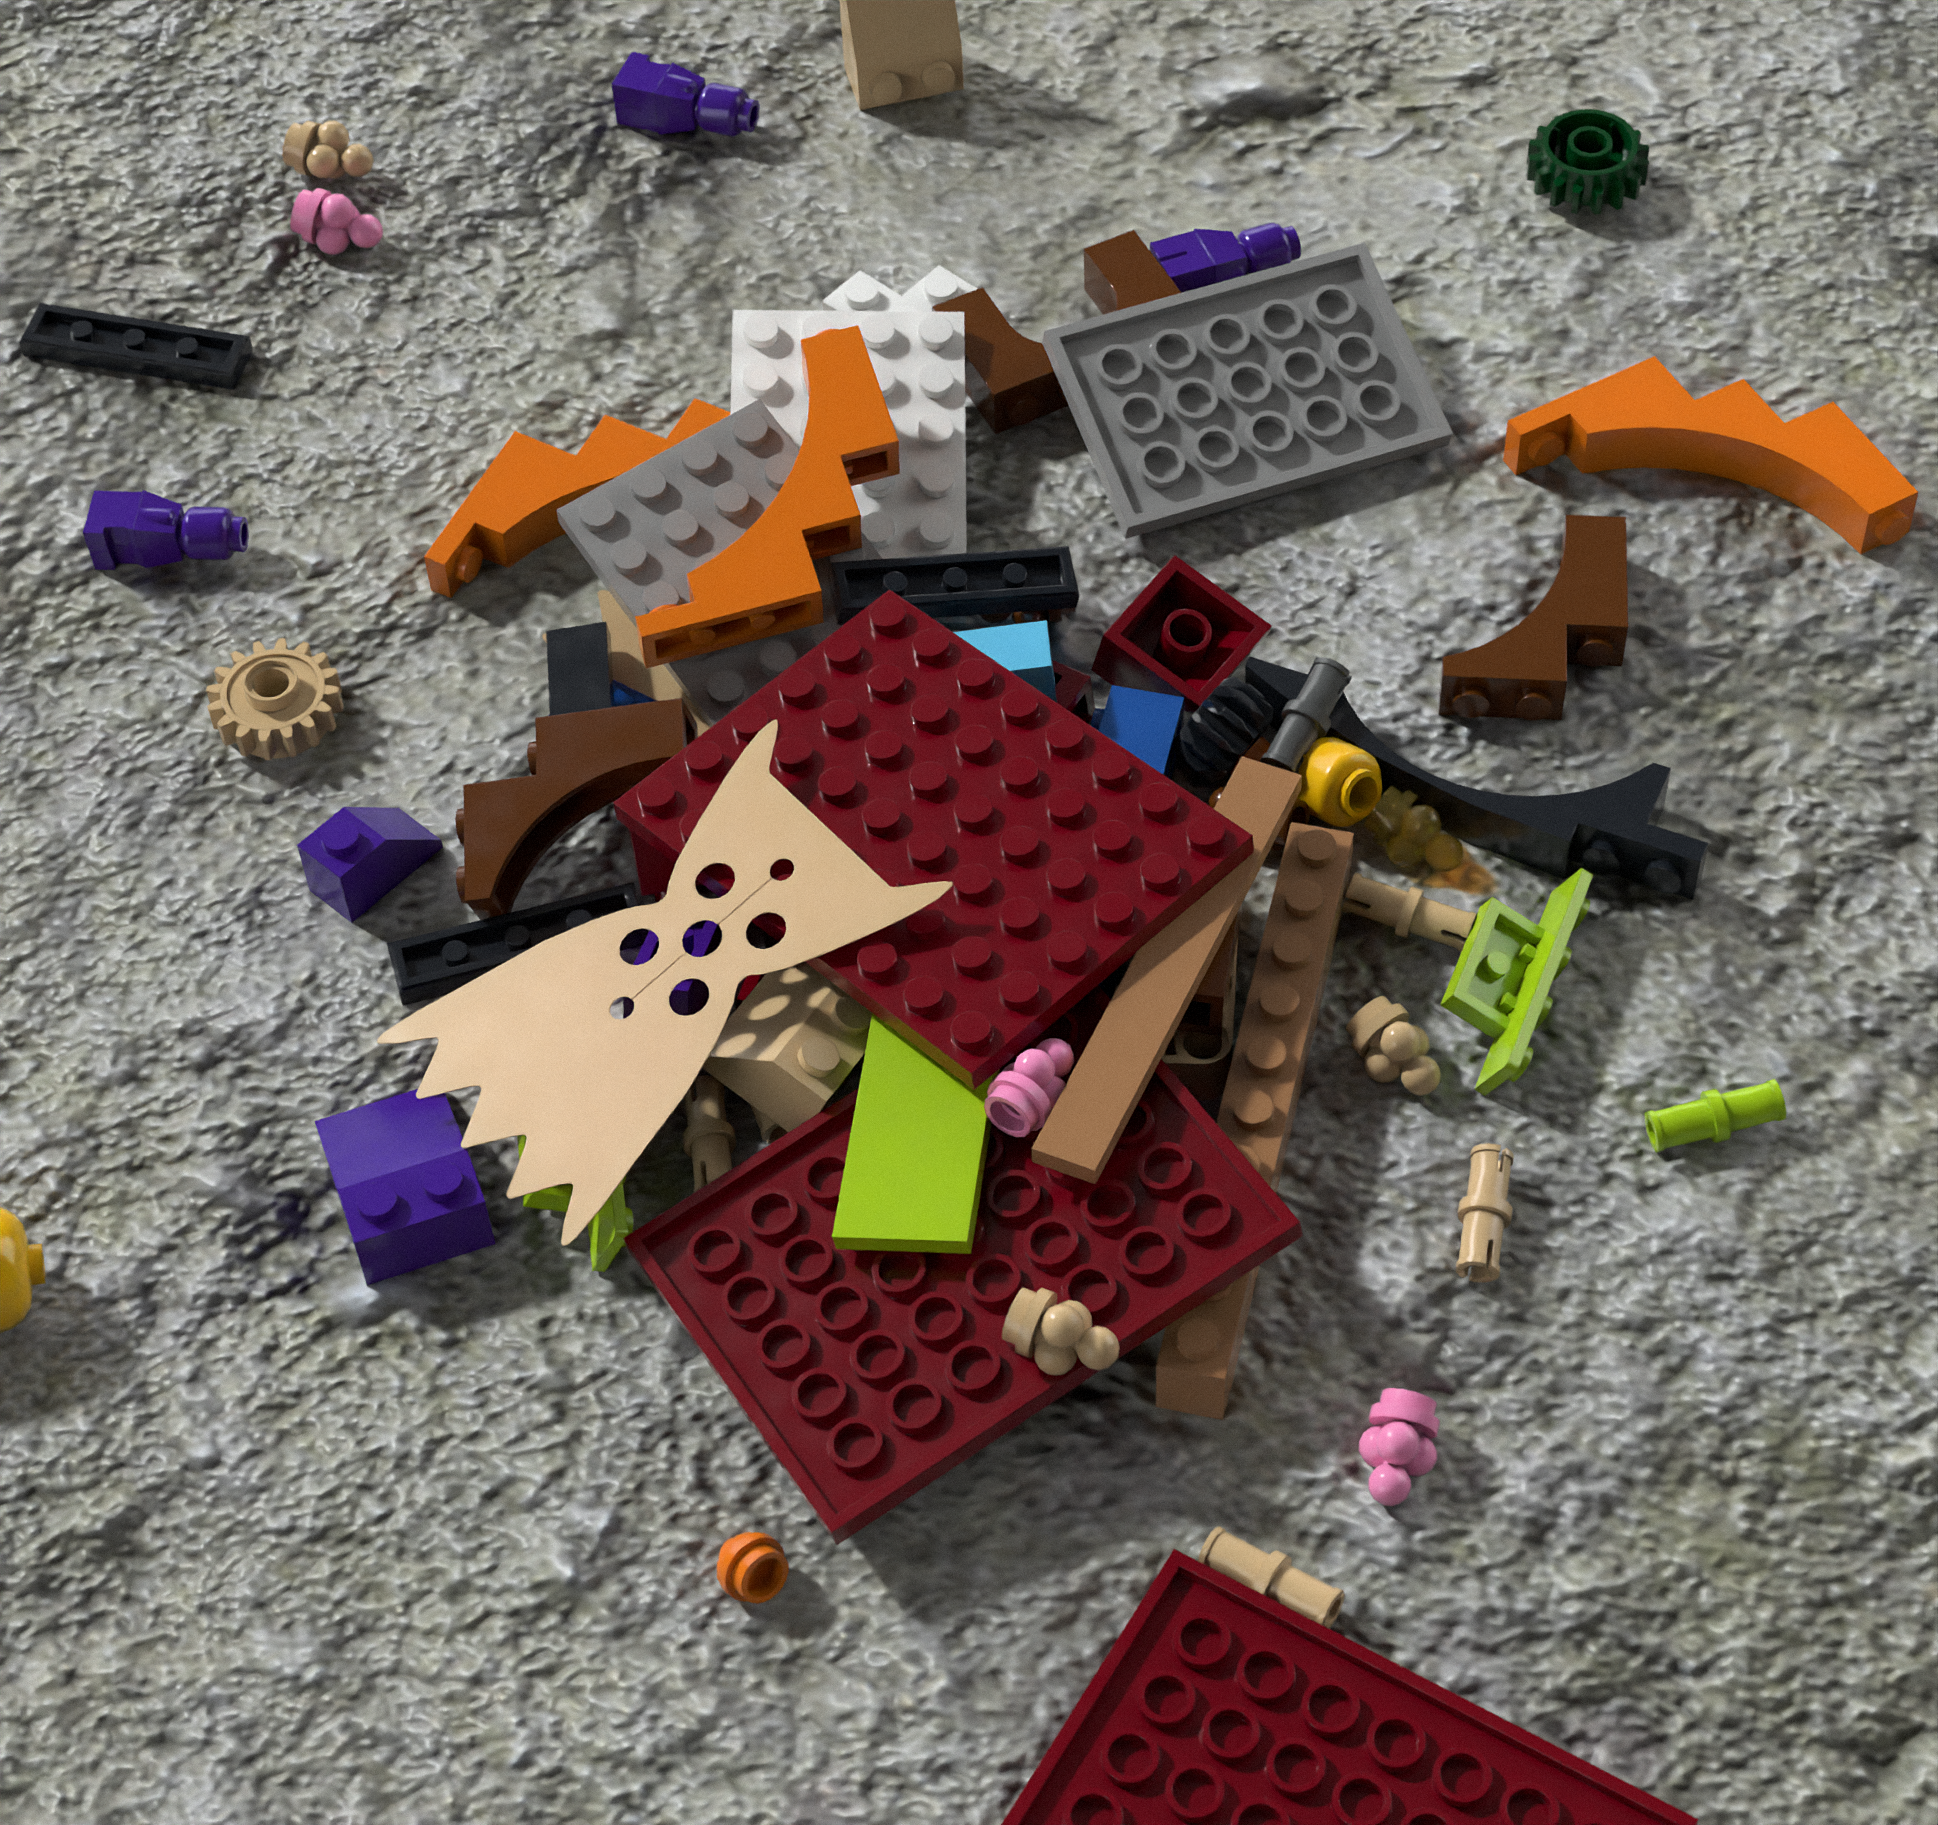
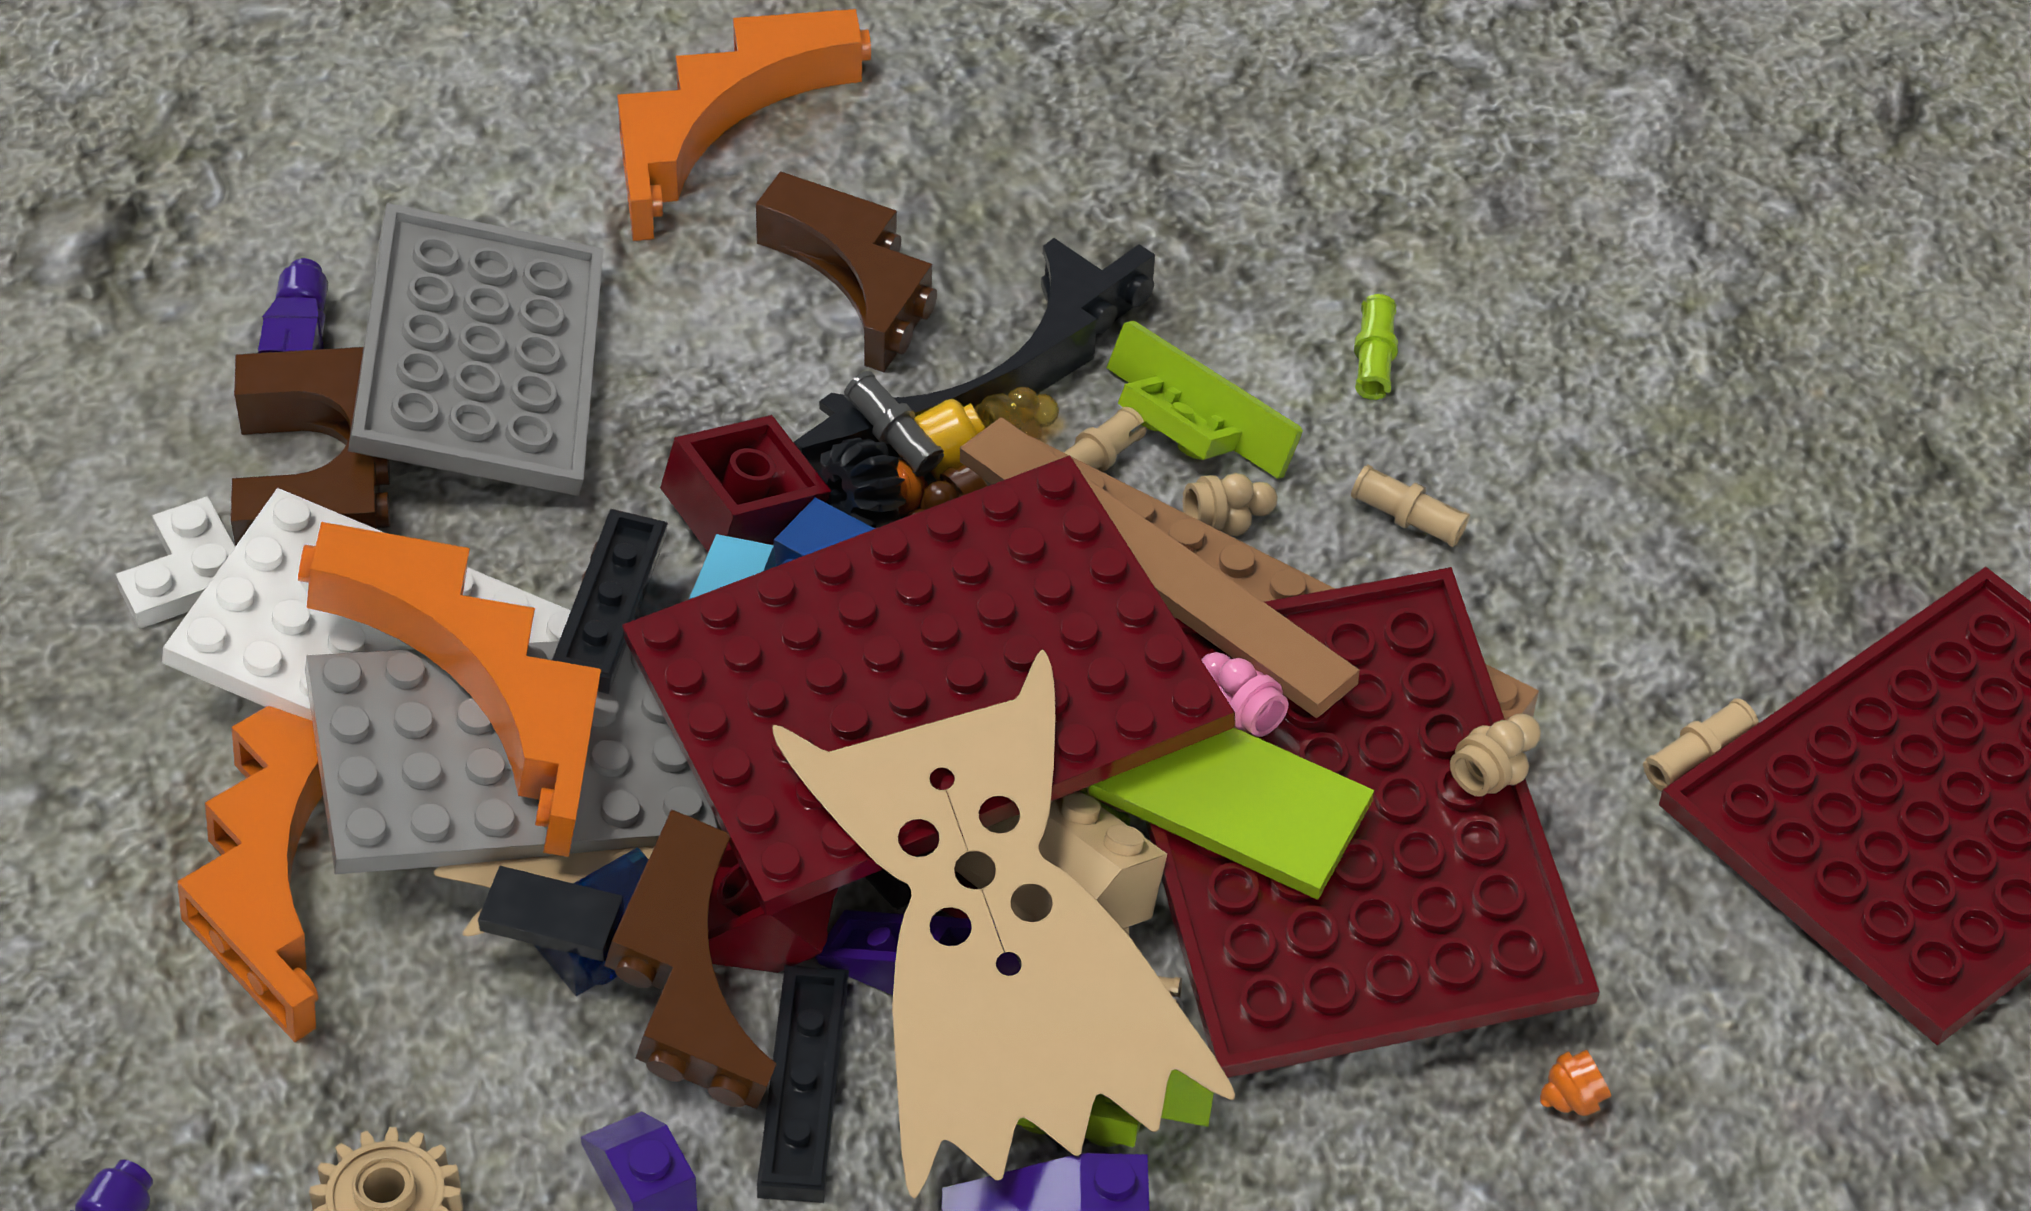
camera: 75 degrees left, 5 degrees down
(1399, 1443) = (1607, 627): bright pink piece -> none
(1588, 160) = (349, 63): dark green gear -> none

